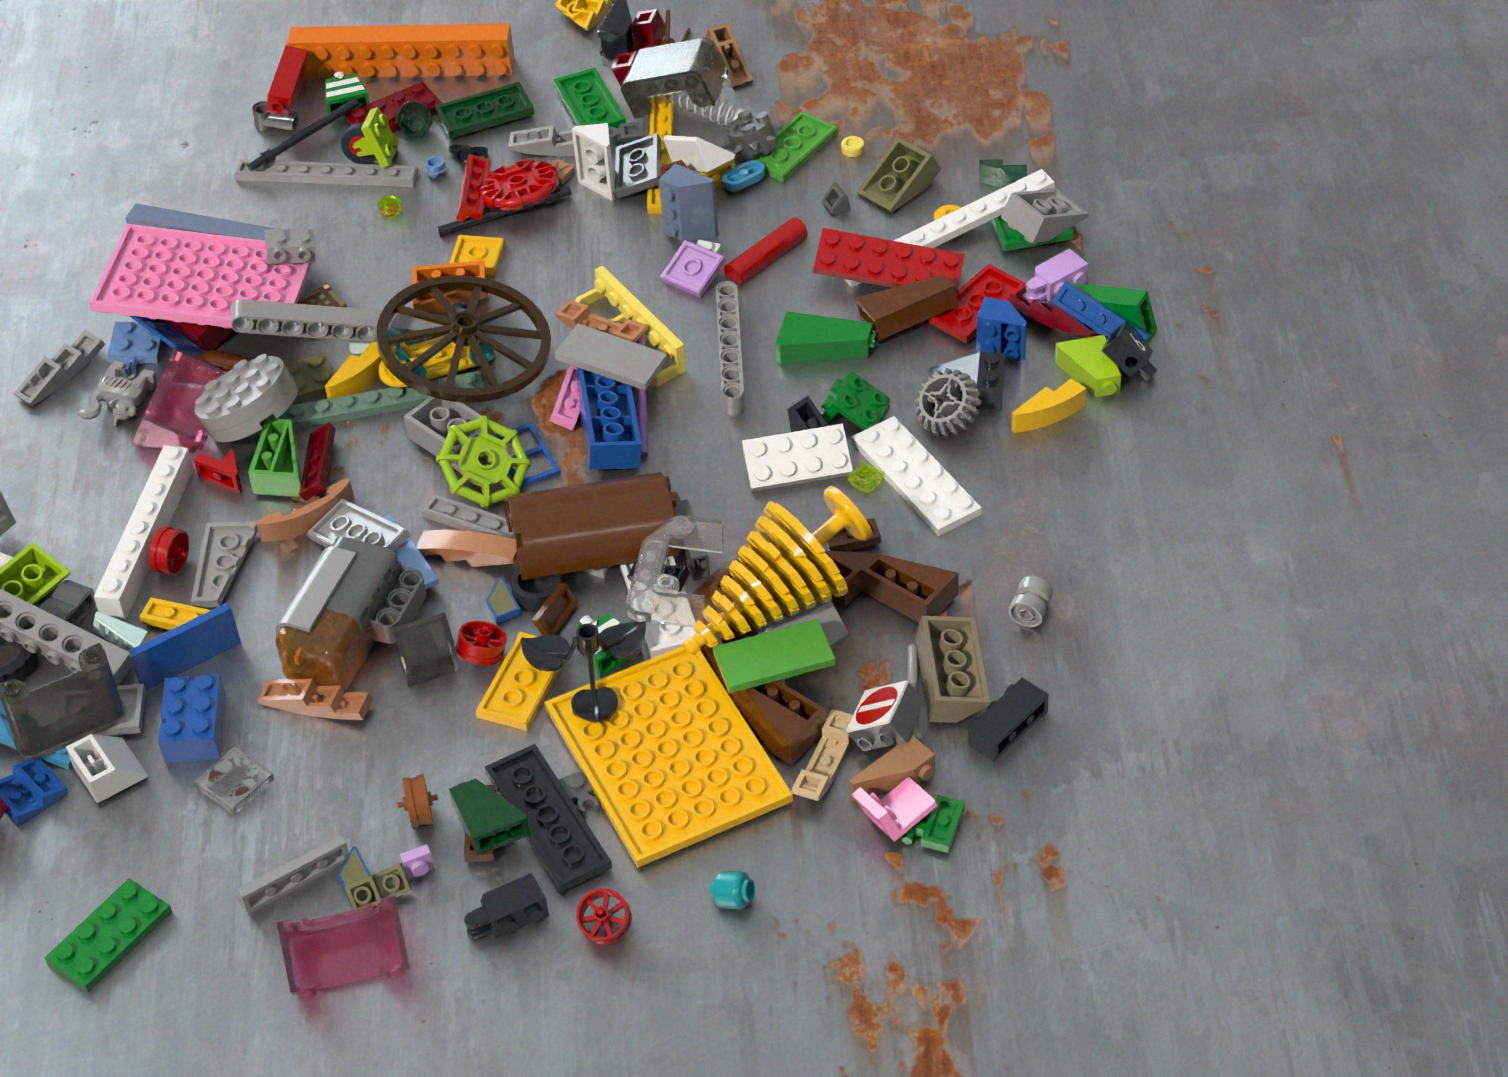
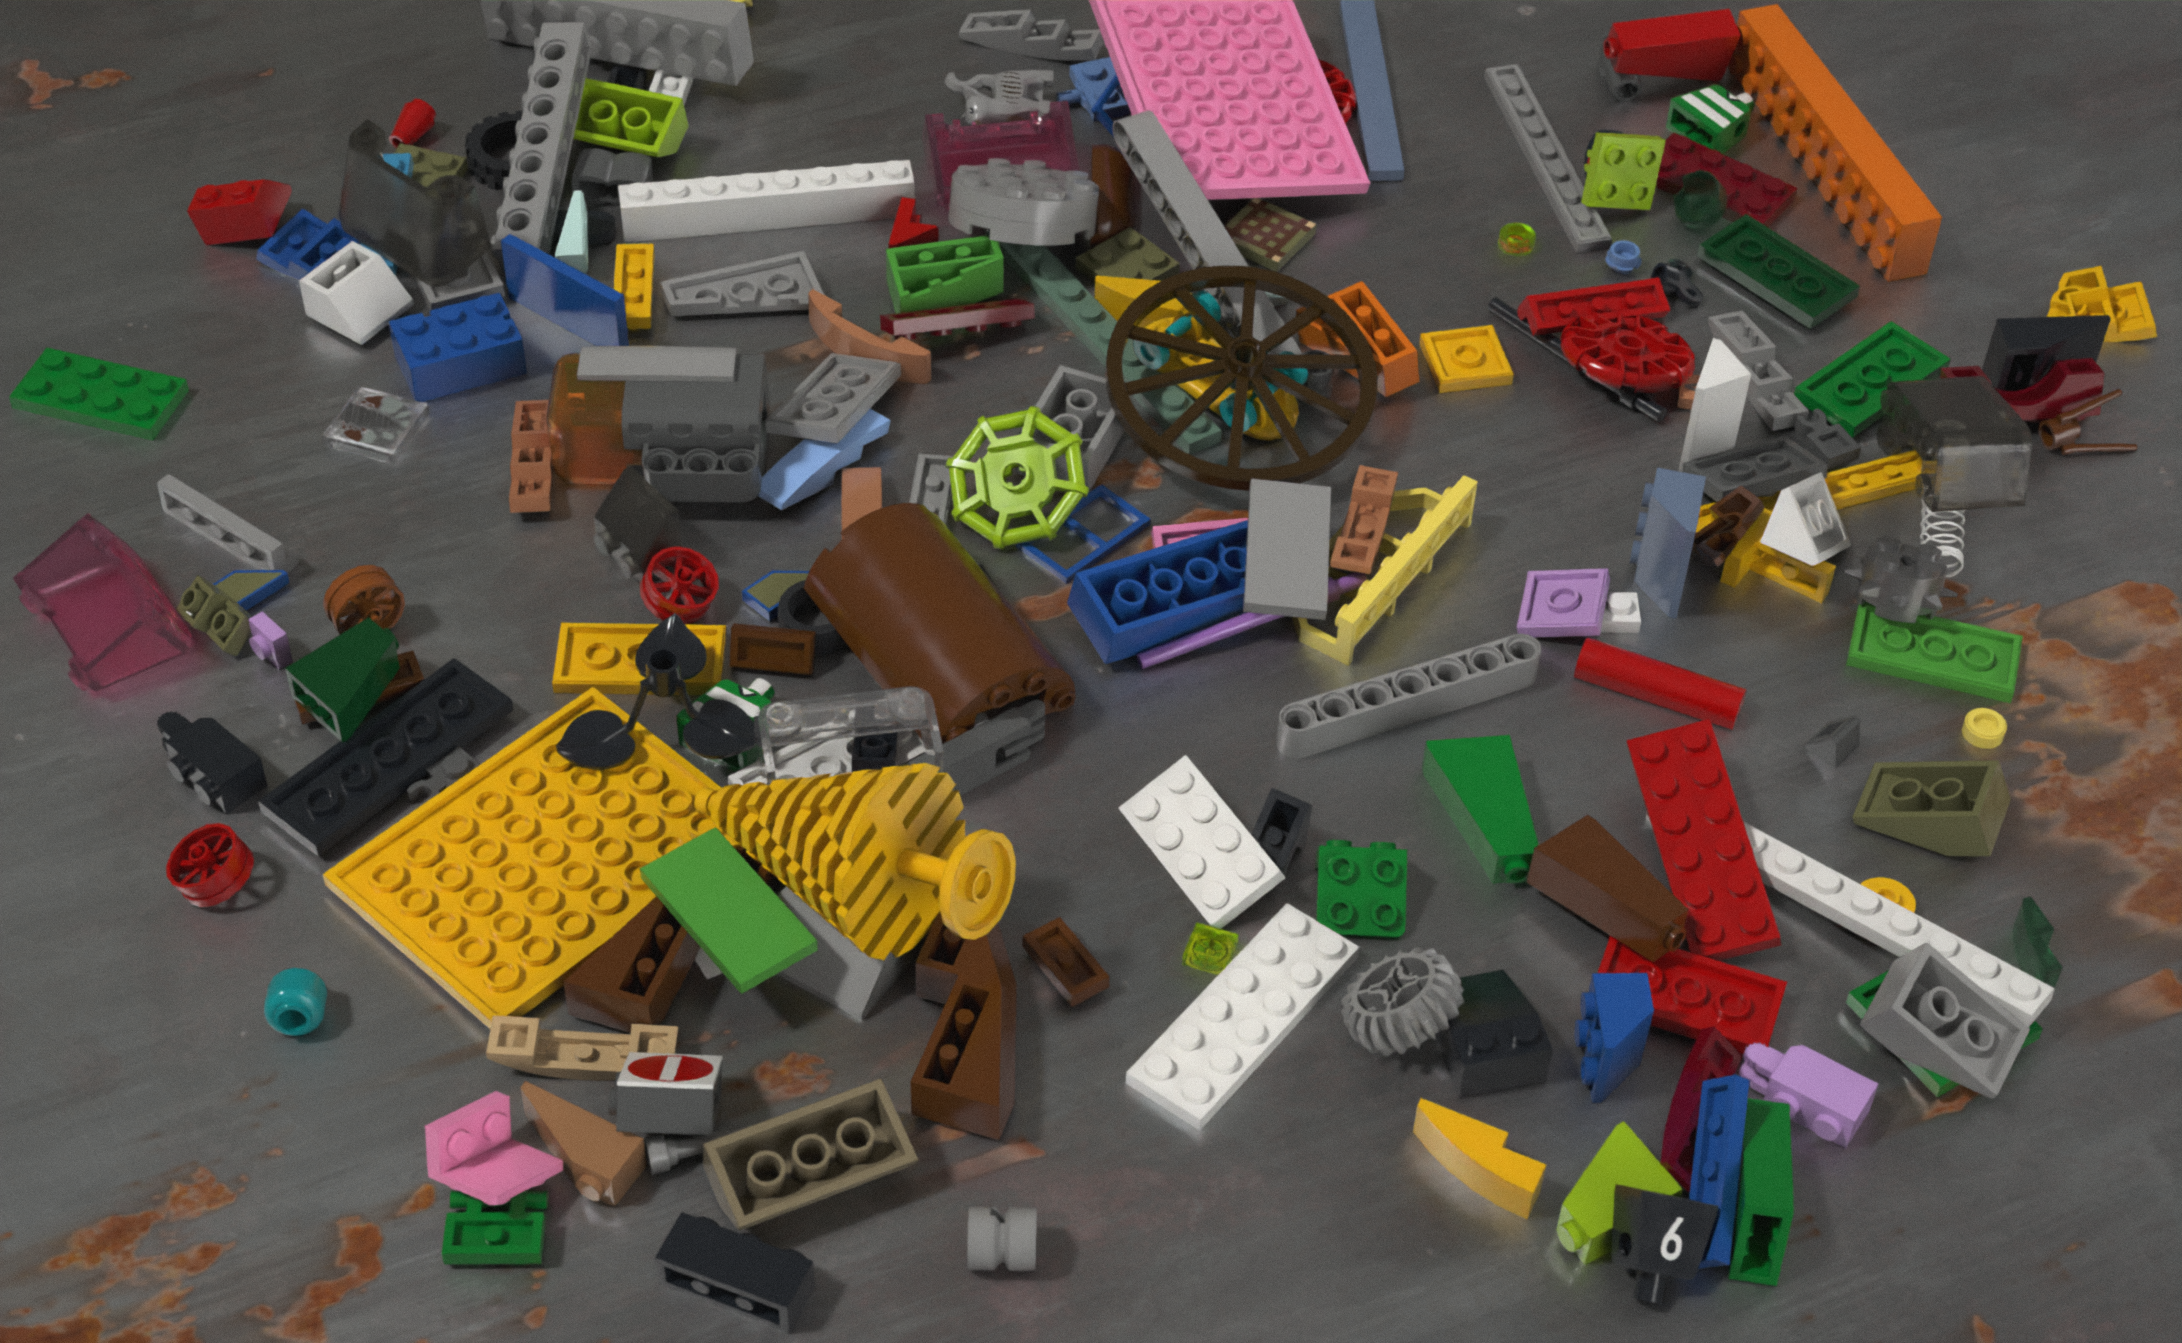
camera: 65 degrees right, 0 degrees up
(169, 550) = (737, 214): red wheel -> none
(269, 155) = (1533, 84): black bar -> none
(290, 246) = (1343, 151): light grey plate -> none
(731, 54) = (2088, 505): medium nougat slope -> none
(743, 175) = (1817, 605): dark azure plate -> none

